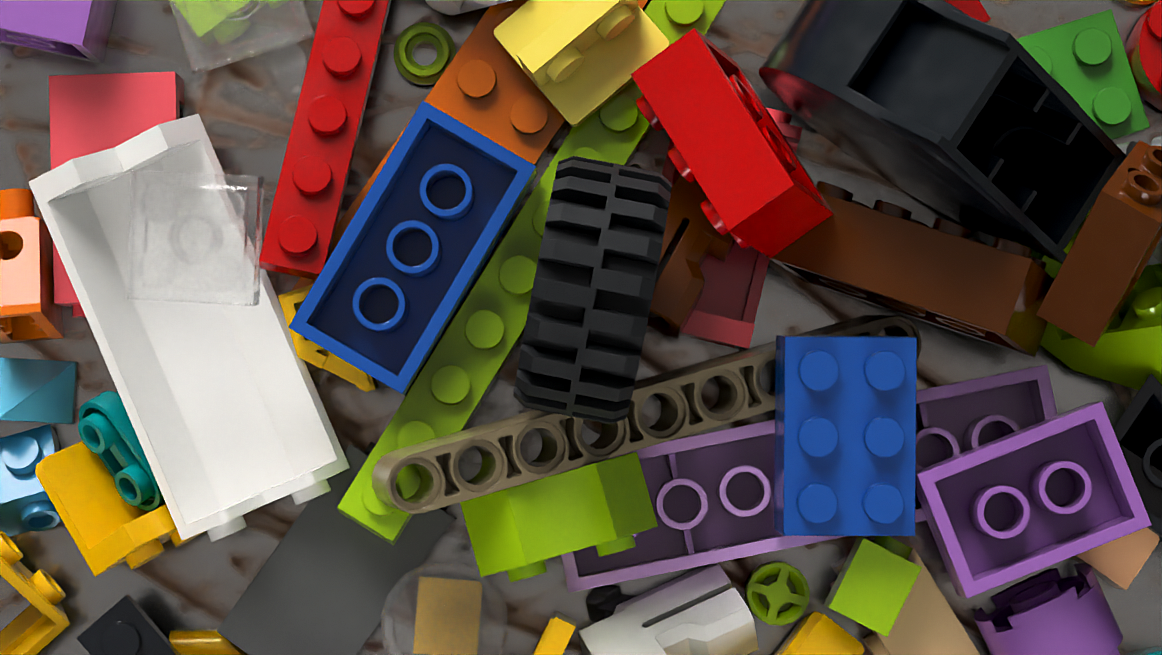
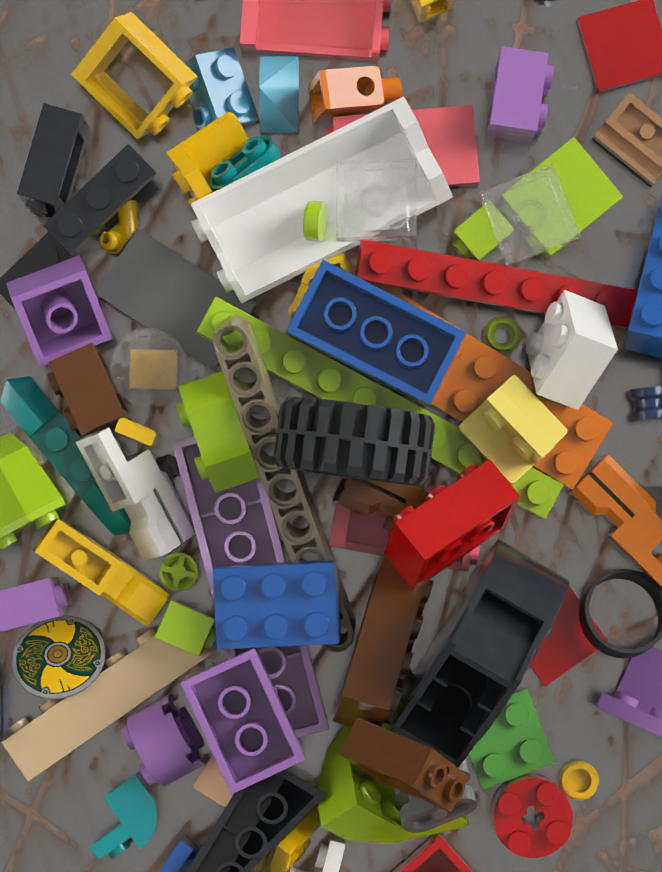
camera: 85 degrees right, 0 degrees up
(222, 339) = (315, 220): none -> lime tile
(264, 85) = (475, 237): none -> lime brick

